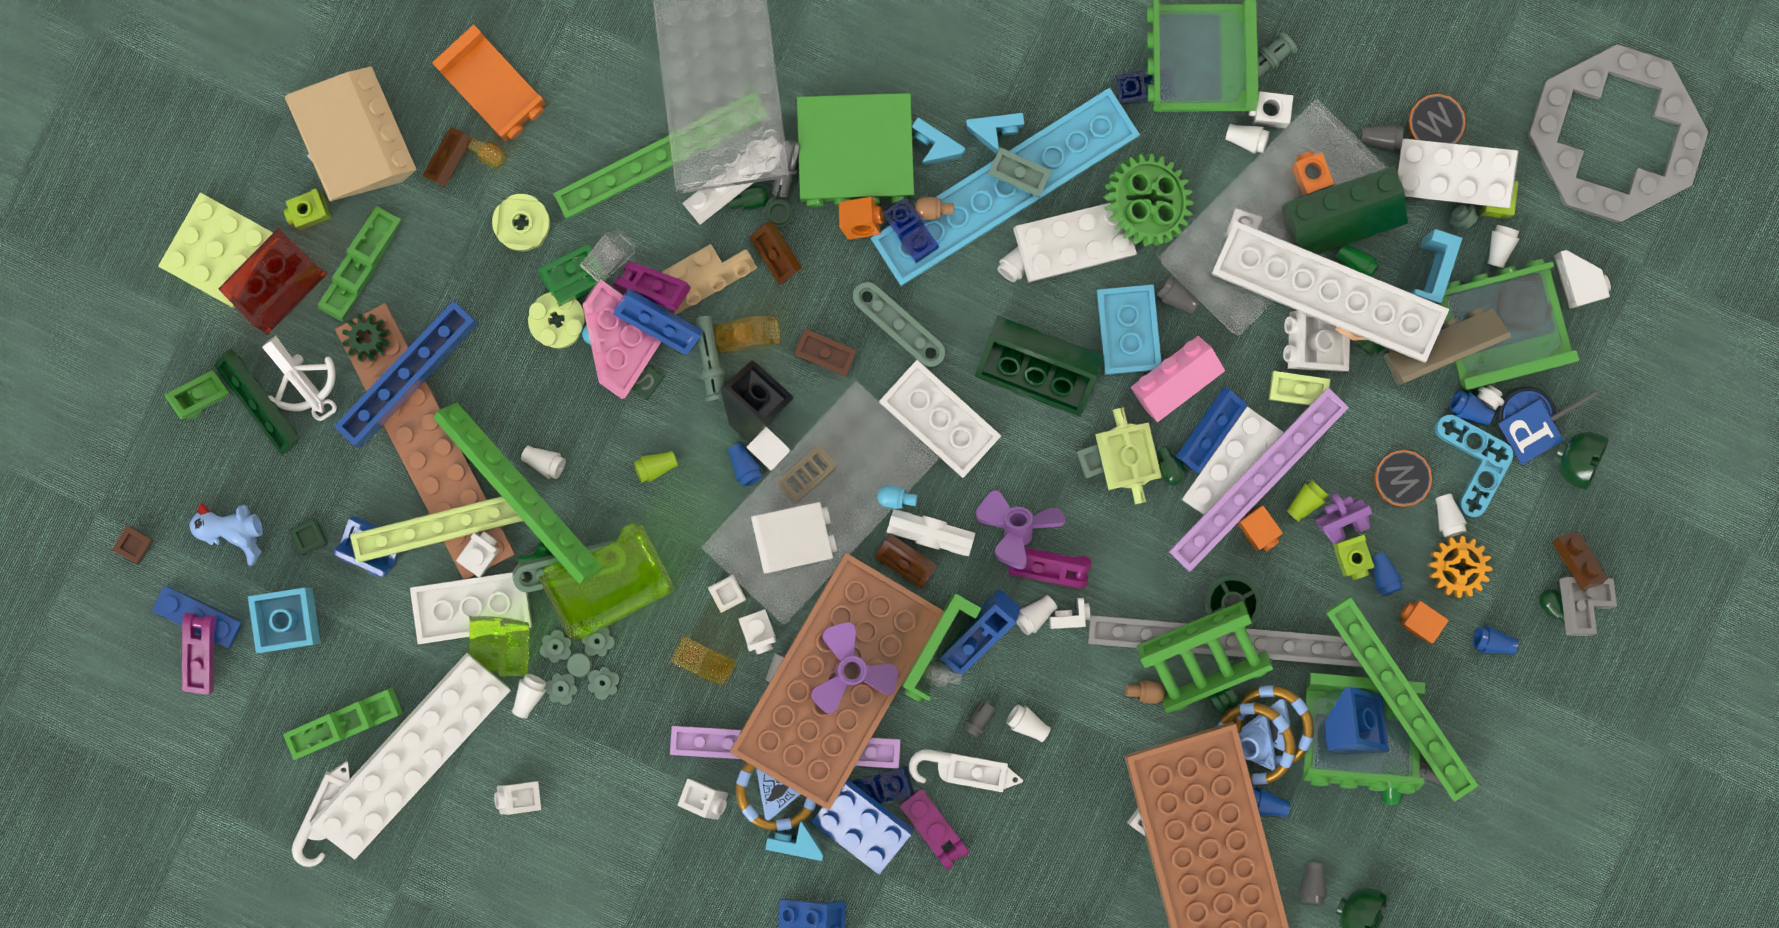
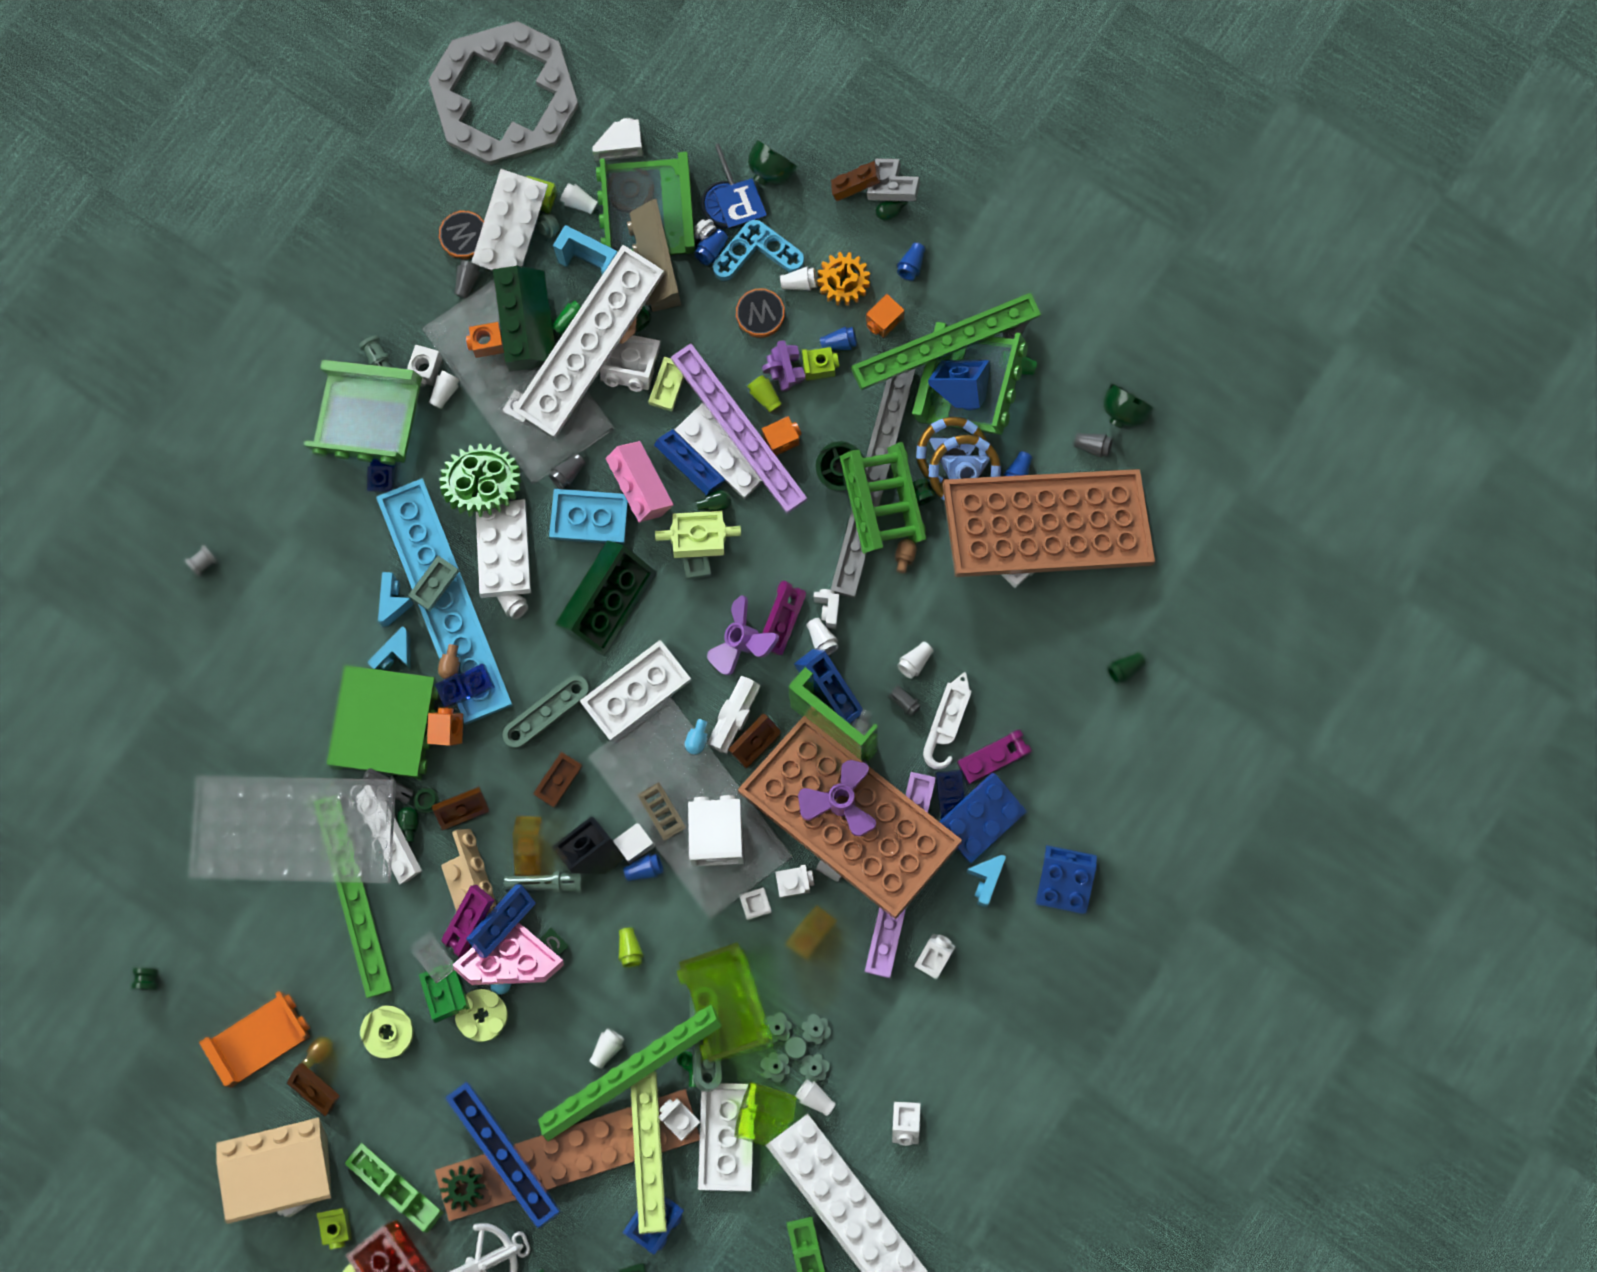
camera: 75 degrees left, 10 degrees down
(774, 798) = (942, 889): piece -> none

